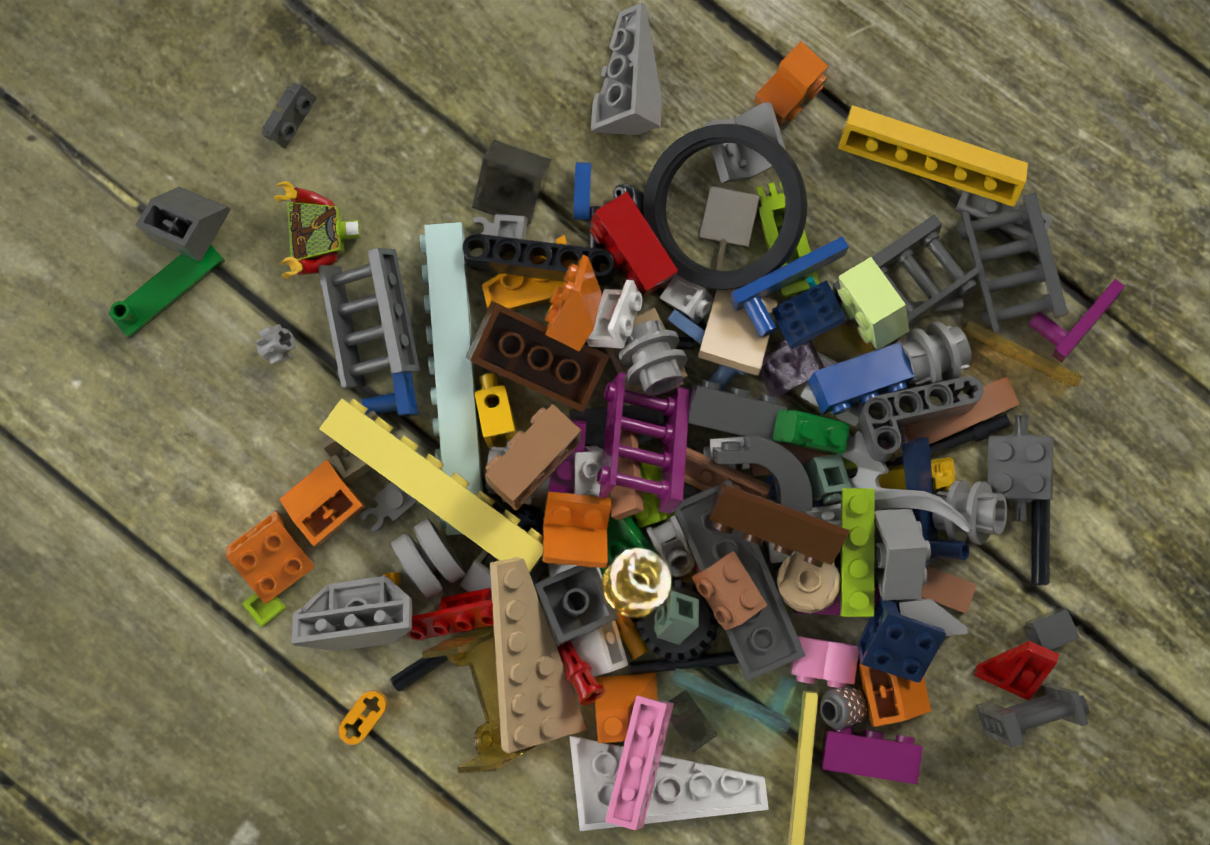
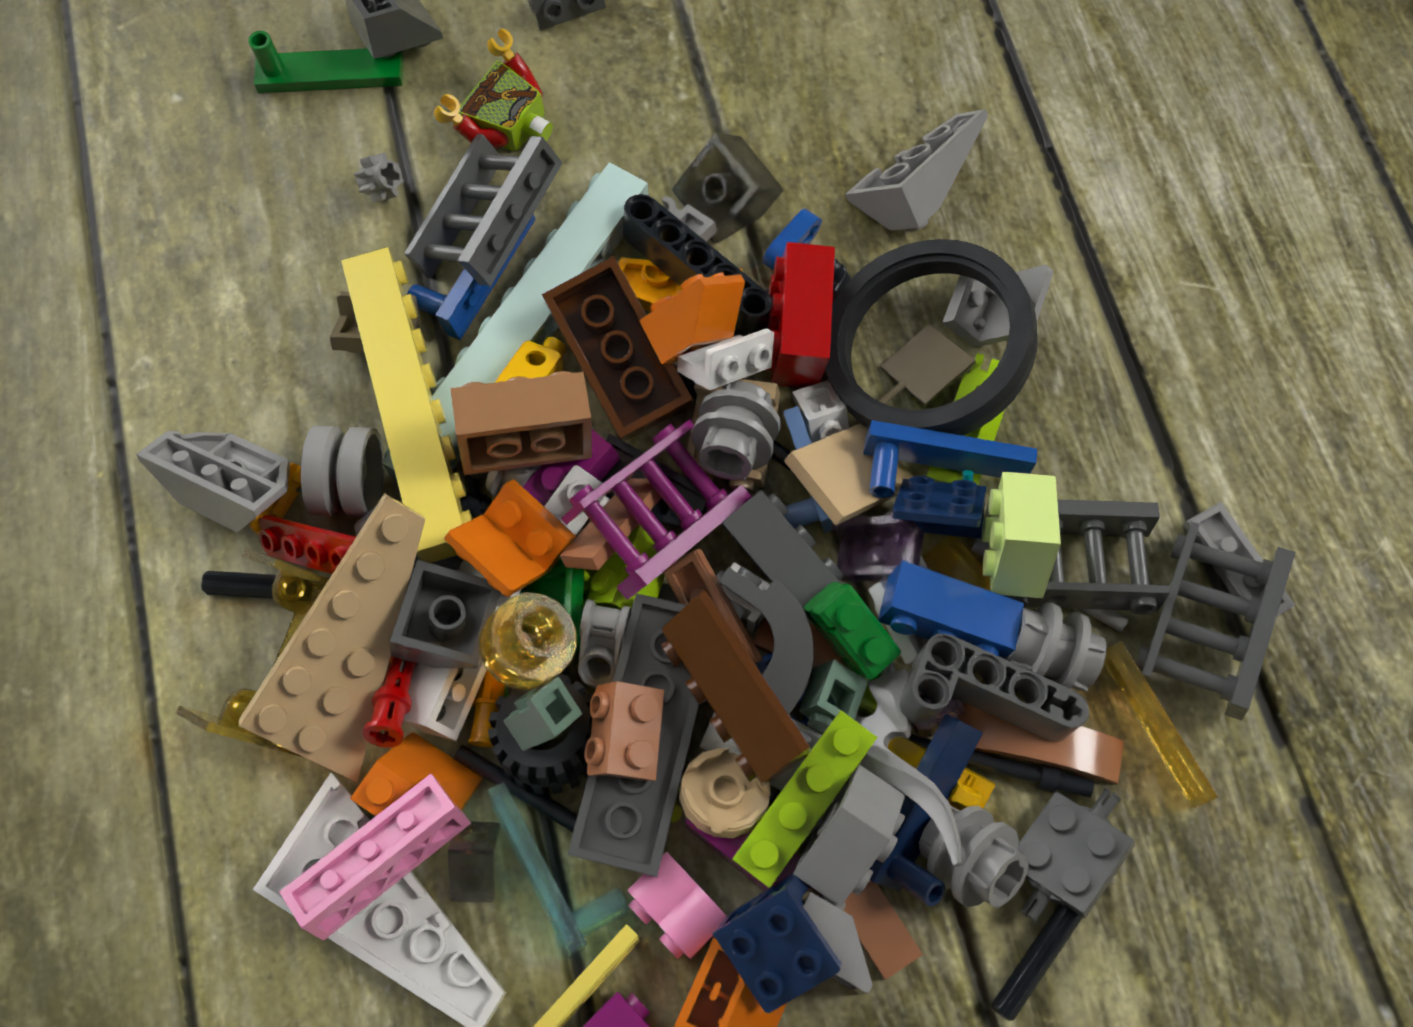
camera: 35 degrees right, 15 degrees down
(263, 612) = (154, 411): lime tile -> none
(269, 557) = (194, 364): orange bracket -> none
(322, 504) = (289, 354): orange slope -> none
(368, 721) = (144, 586): light orange beam -> none
(391, 502) = (357, 404): light grey plate -> none
(797, 77) = (1095, 278): orange brick -> none
(843, 707) = (657, 978): dark grey head -> none
(933, 156) = (1198, 447): yellow brick -> none
(1067, 341) = (1227, 751): magenta piece -> none

